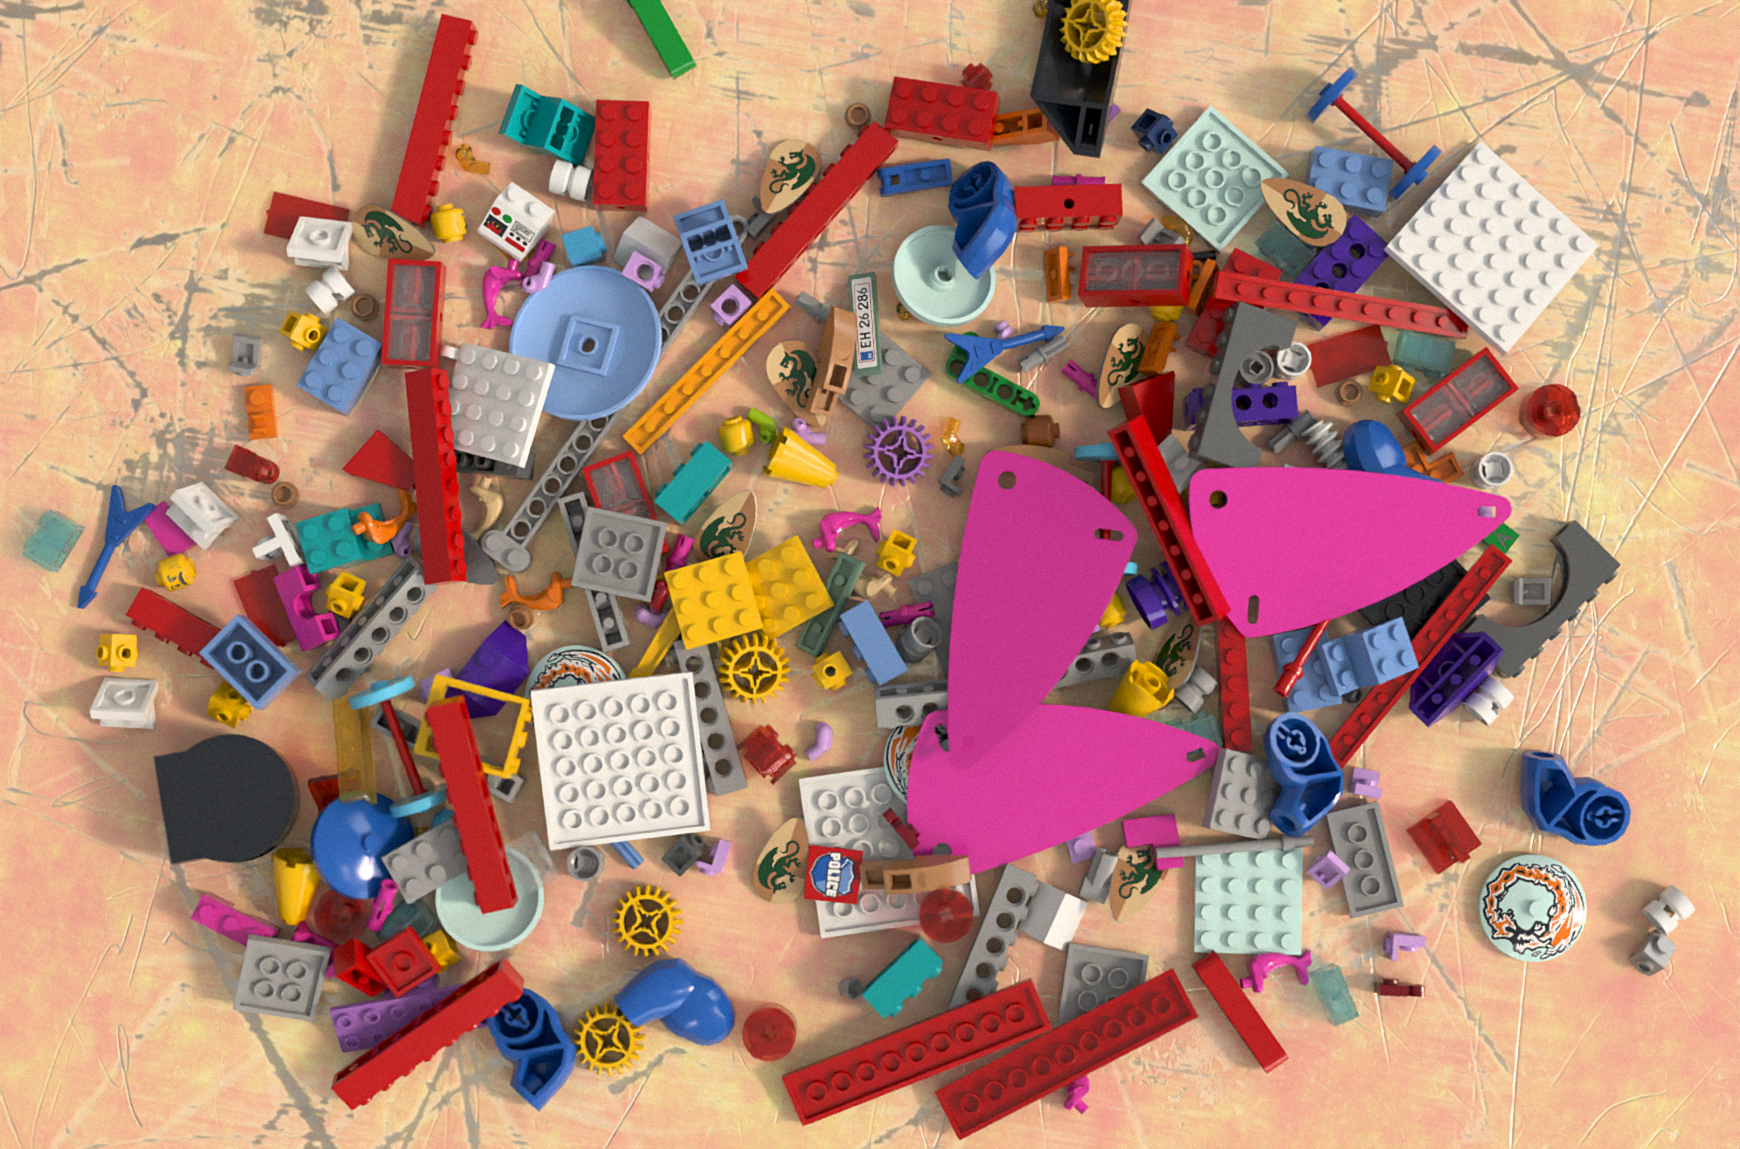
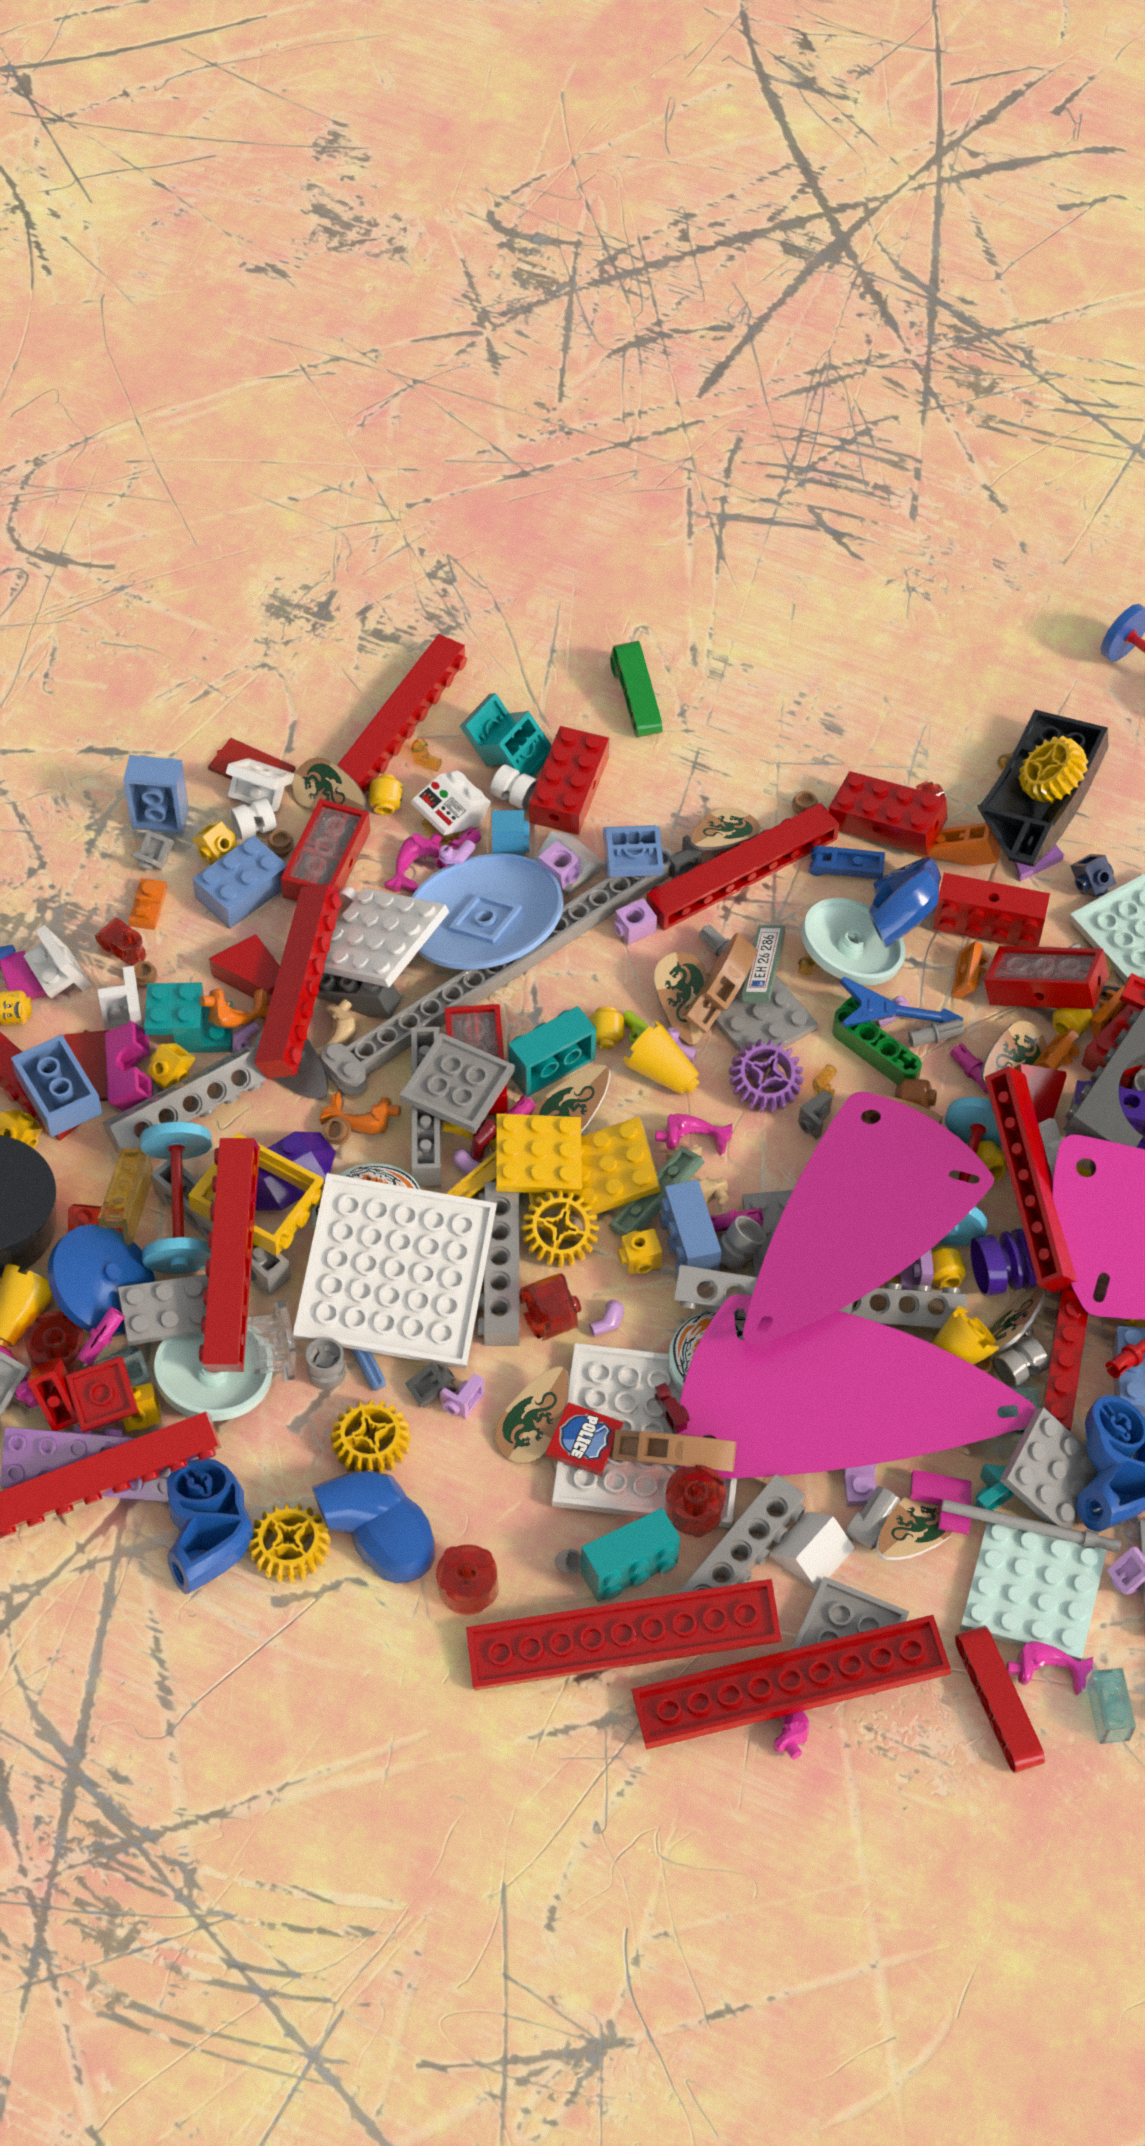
camera: 15 degrees right, 30 degrees down
(227, 299) = (156, 794): none -> medium blue brick
(706, 371) = (593, 970): light orange plate -> none
(894, 558) = (738, 1163): yellow brick -> none
(1193, 827) = (995, 1492): none -> teal slope

